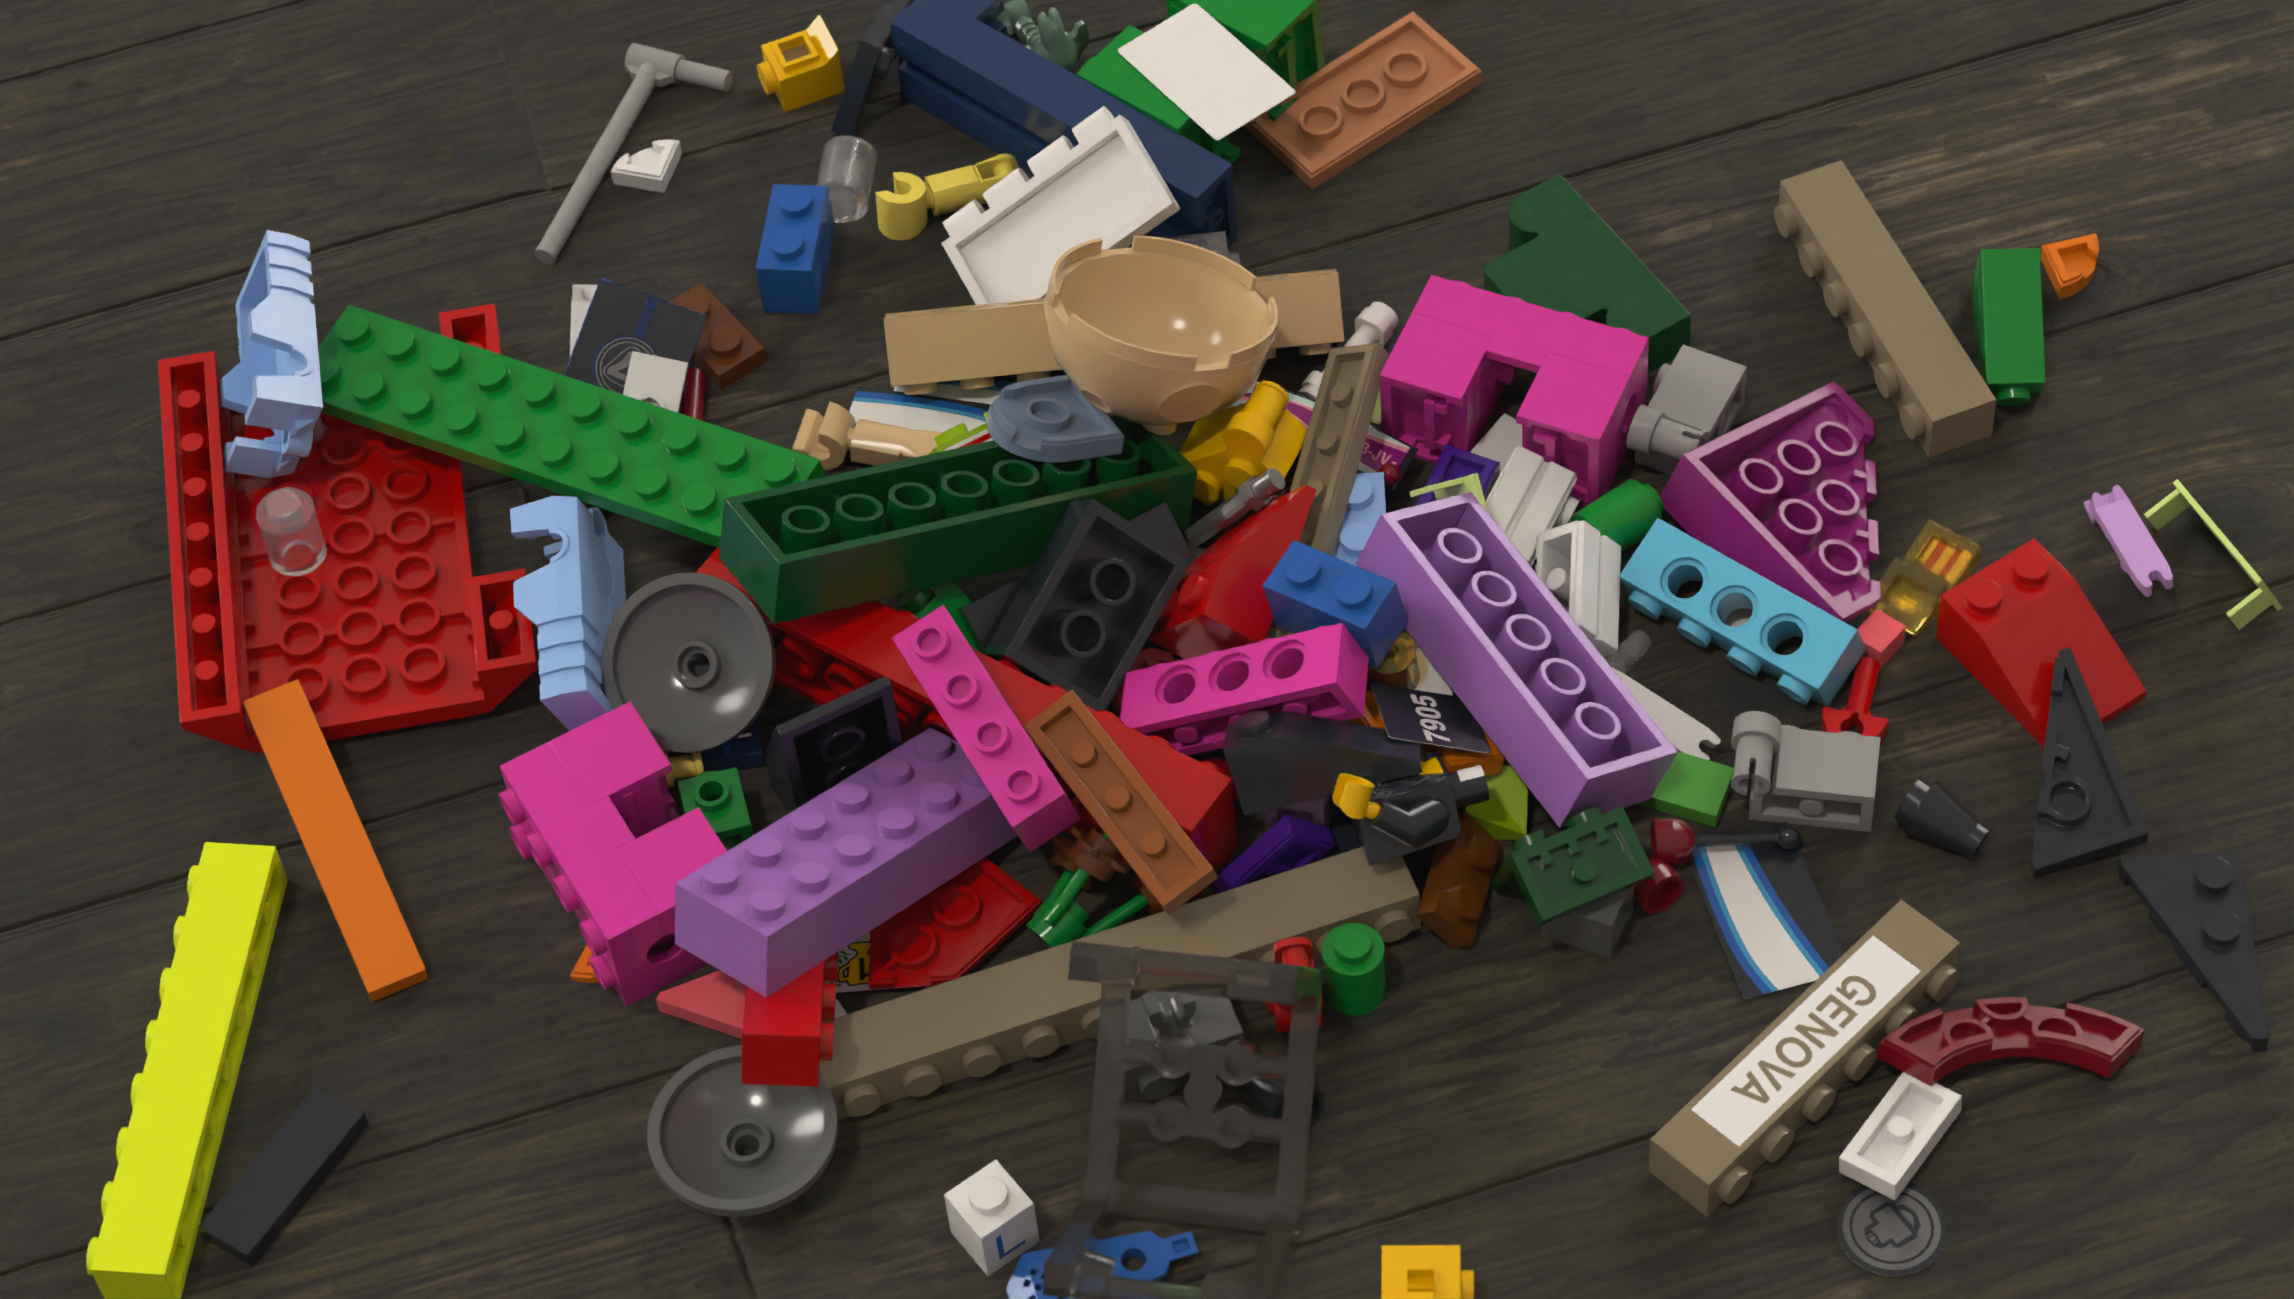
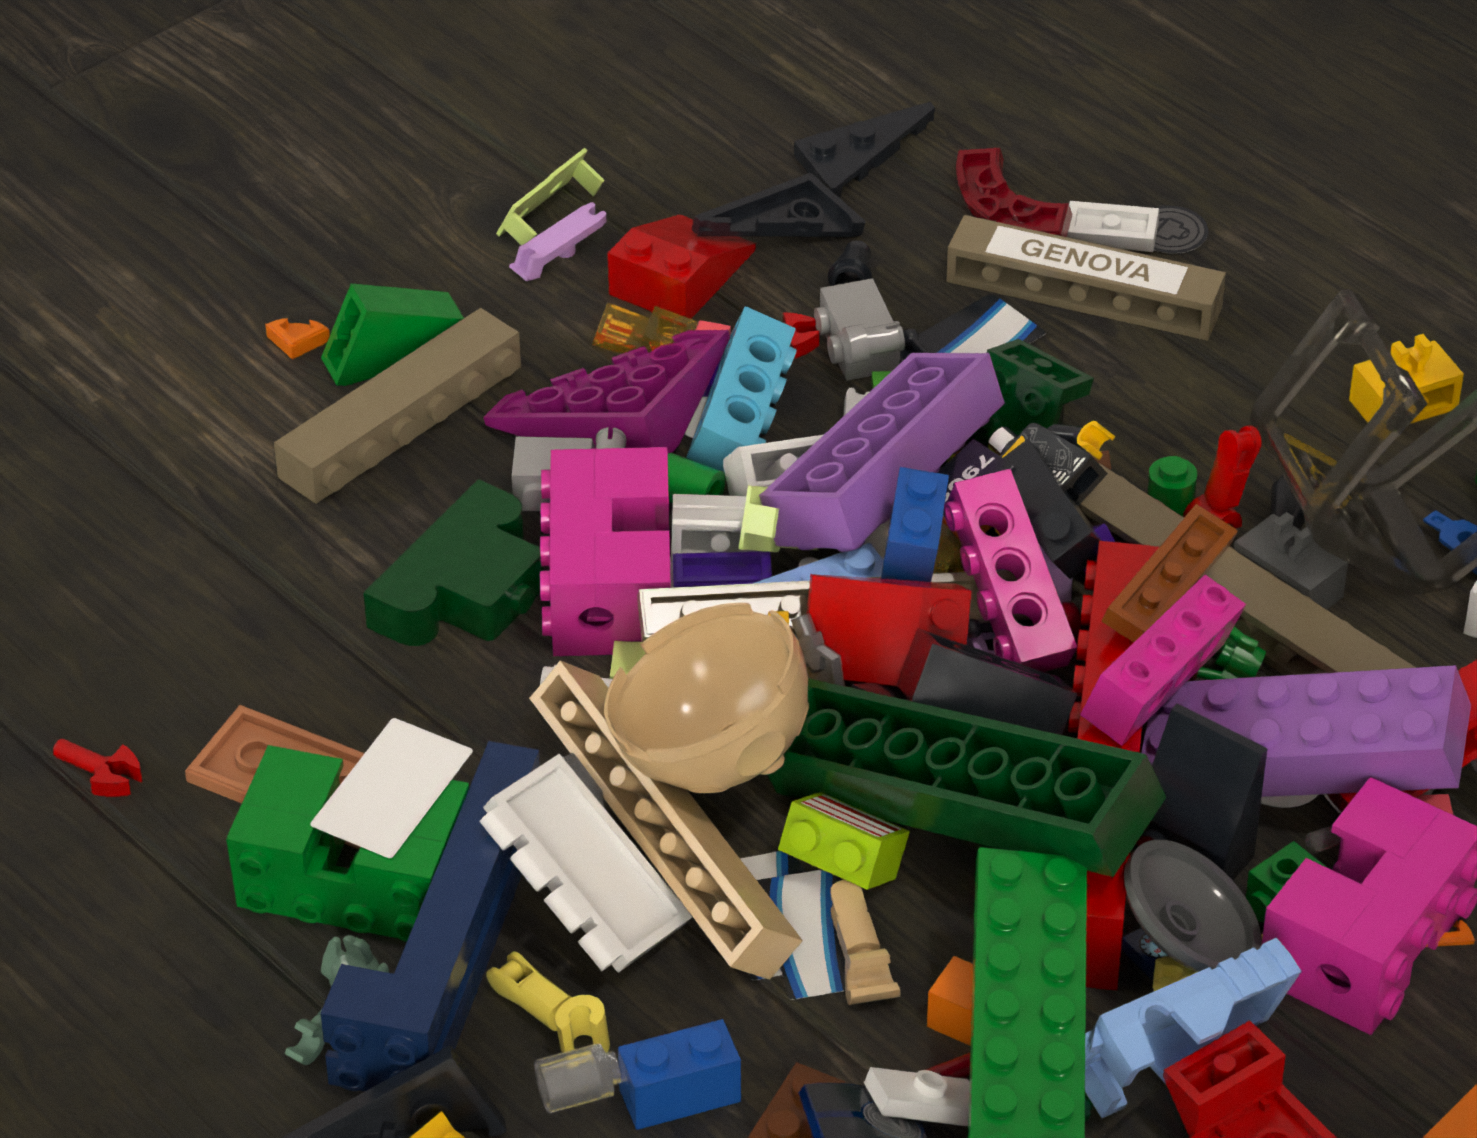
camera: 120 degrees left, 10 degrees down
(1051, 422) = (824, 764): sand blue tile -> none

